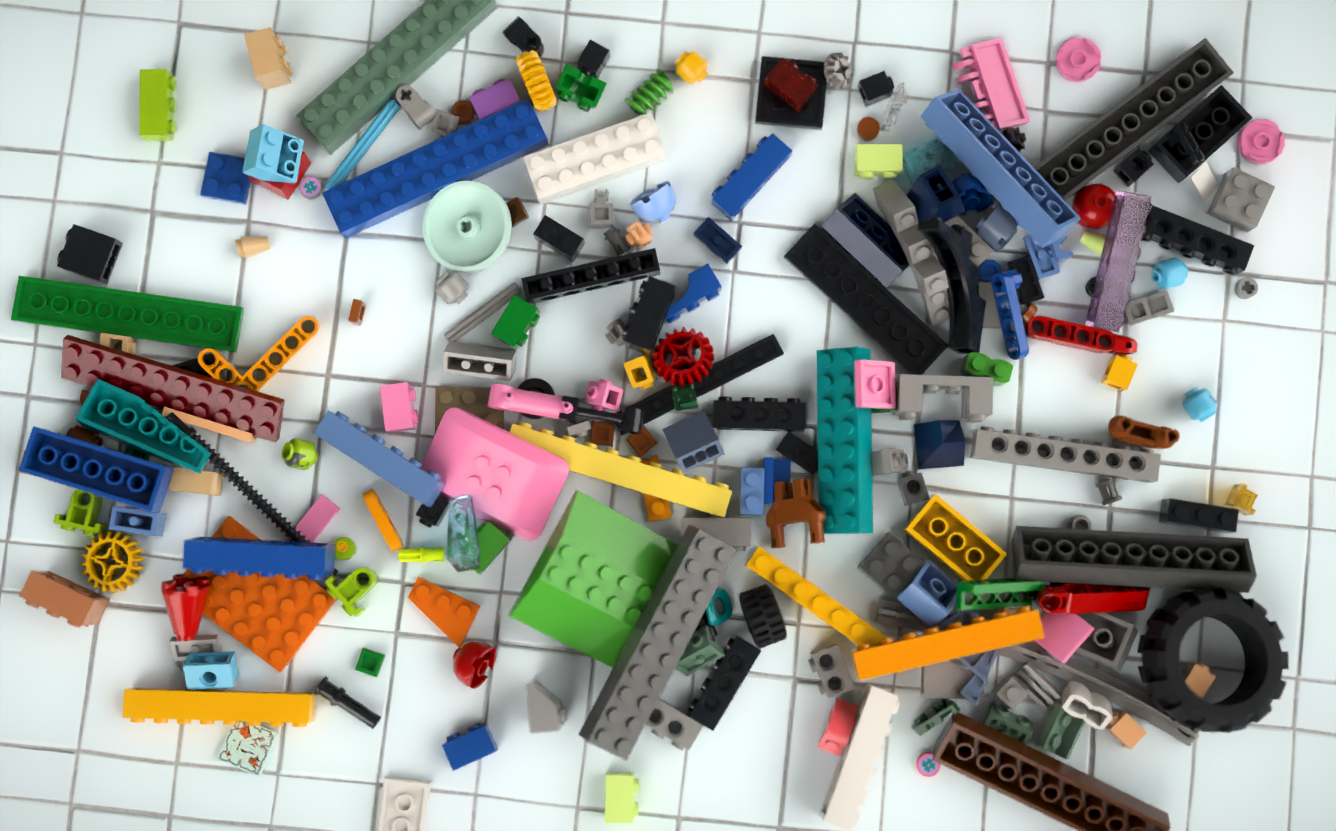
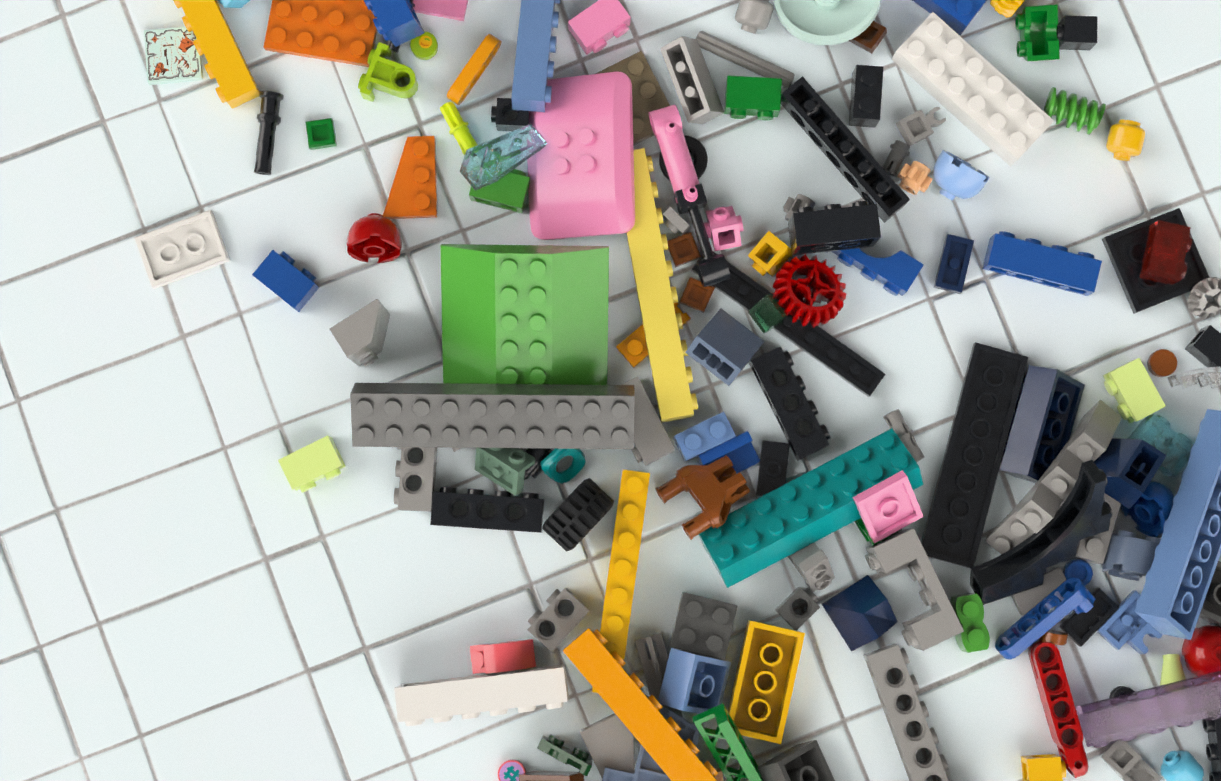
camera: 60 degrees right, 0 degrees up
(826, 342) = (895, 420): none -> light grey pin

